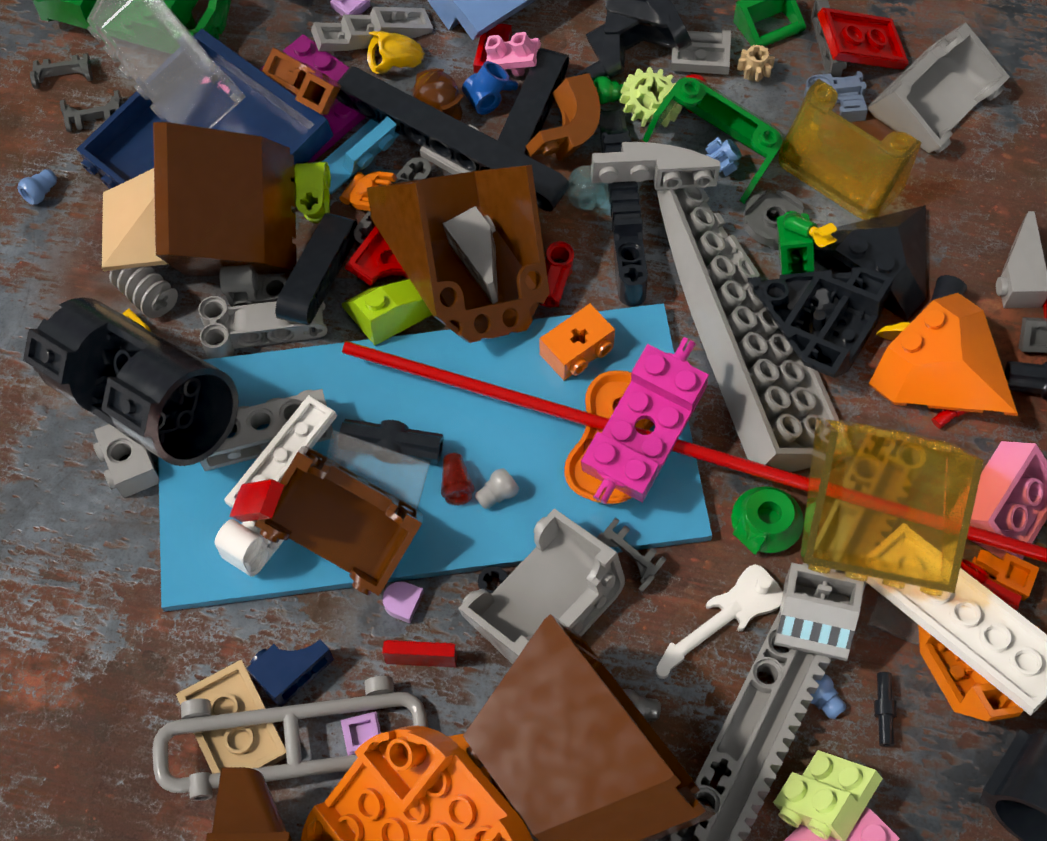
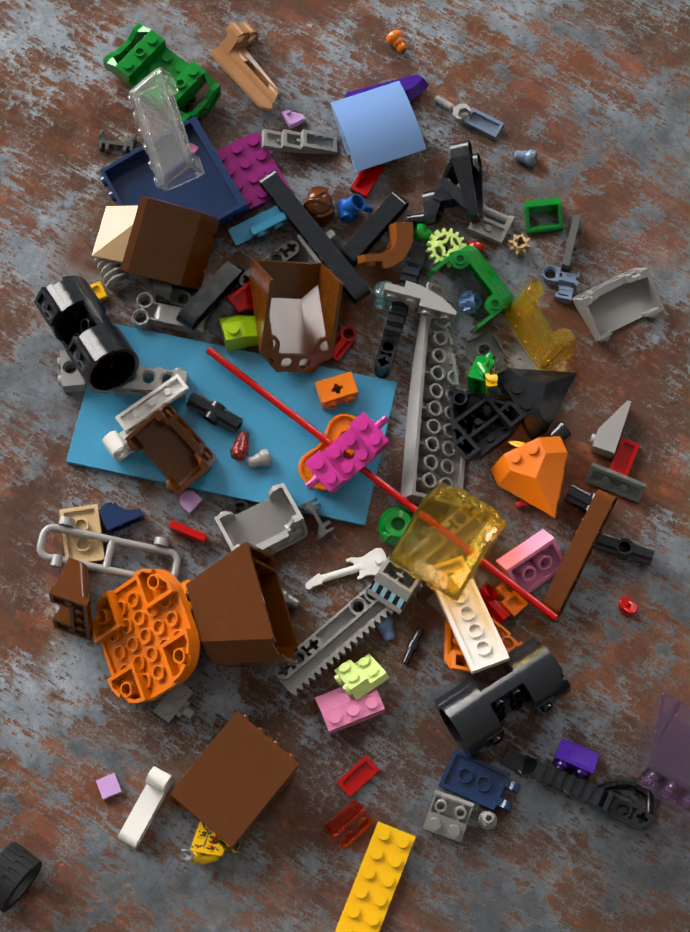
camera: 20 degrees right, 10 degrees up
(35, 187) = (71, 183): medium blue piece -> none
(50, 69) = (95, 104): dark grey piece -> none
(257, 500) = (129, 426): red tile -> none
(309, 84) = (245, 171): dark orange arch -> none
(312, 186) = (225, 240): lime piece -> none
(356, 190) = (255, 250): orange piece -> none
(359, 729) = (145, 561): lavender tile -> none
(387, 469) = (202, 425): clear piece -> none
(395, 51) = (306, 163): yellow piece -> none
(474, 244) = (304, 313): light grey slope -> none
(513, 54) = (373, 190): bright pink hips -> none
(862, 38) = (589, 252): red tile -> none

